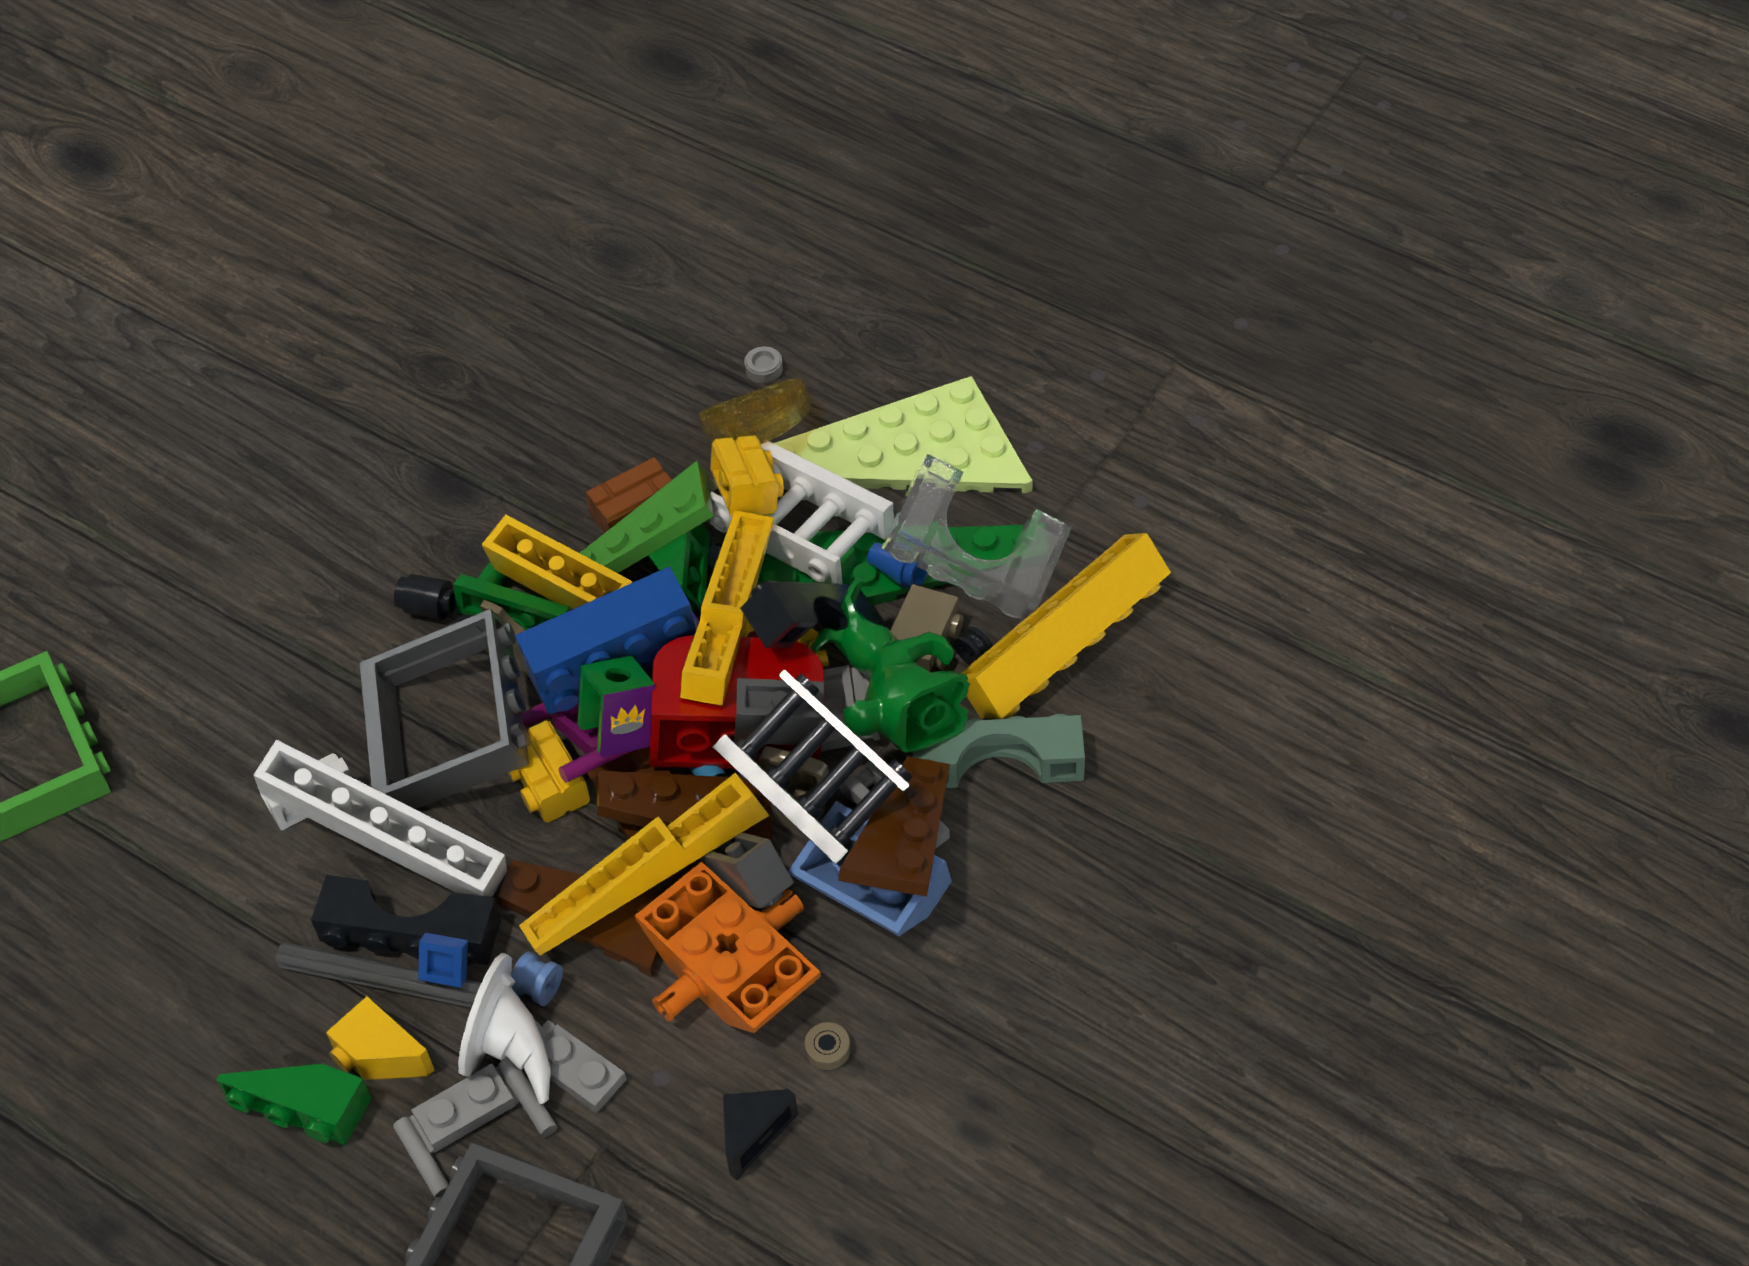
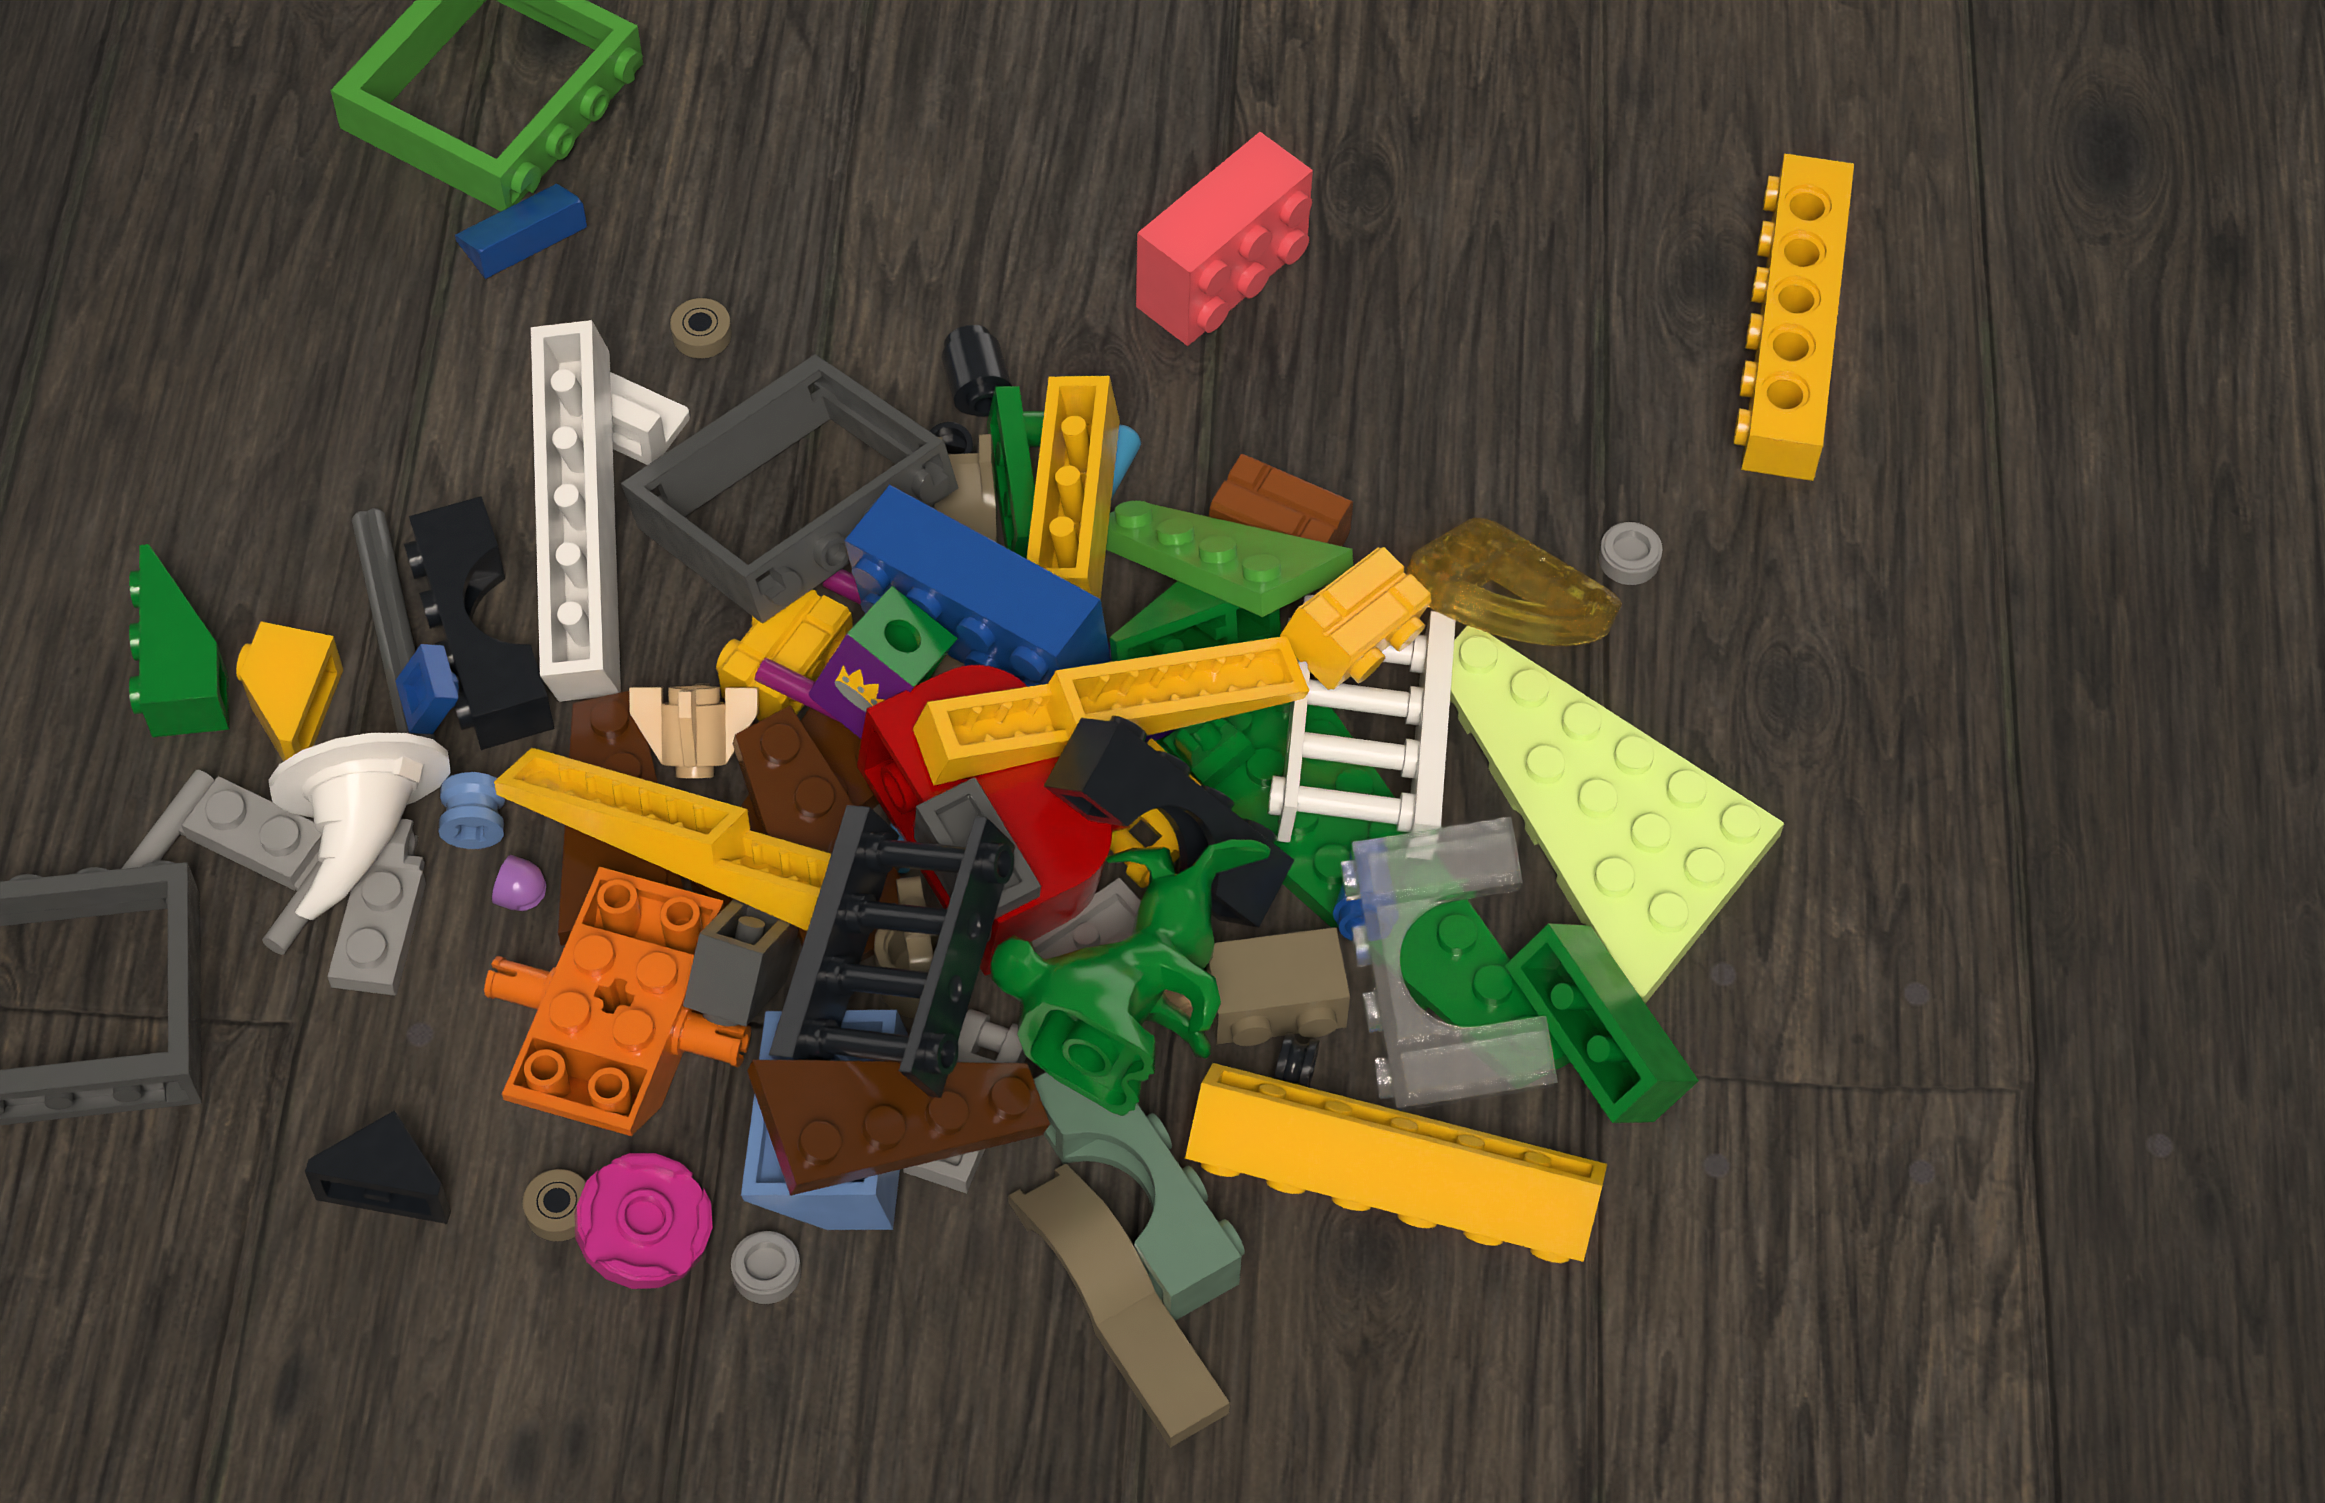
camera: 55 degrees right, 5 degrees up
(132, 784) = (522, 230): none -> blue slope
(281, 722) = (701, 328): none -> dark tan tile
(439, 435) = (1223, 239): none -> coral brick
(564, 834) = (694, 726): none -> tan brick
(602, 976) = (518, 885): none -> medium lavender hinge
(678, 225) = (1797, 317): none -> yellow brick
(868, 1003) = (643, 1221): none -> dark pink tile
(933, 956) = (766, 1267): none -> light grey tile
(1059, 497) = (1601, 1023): none -> green brick
(1074, 793) = (1123, 1305): none -> dark tan piece

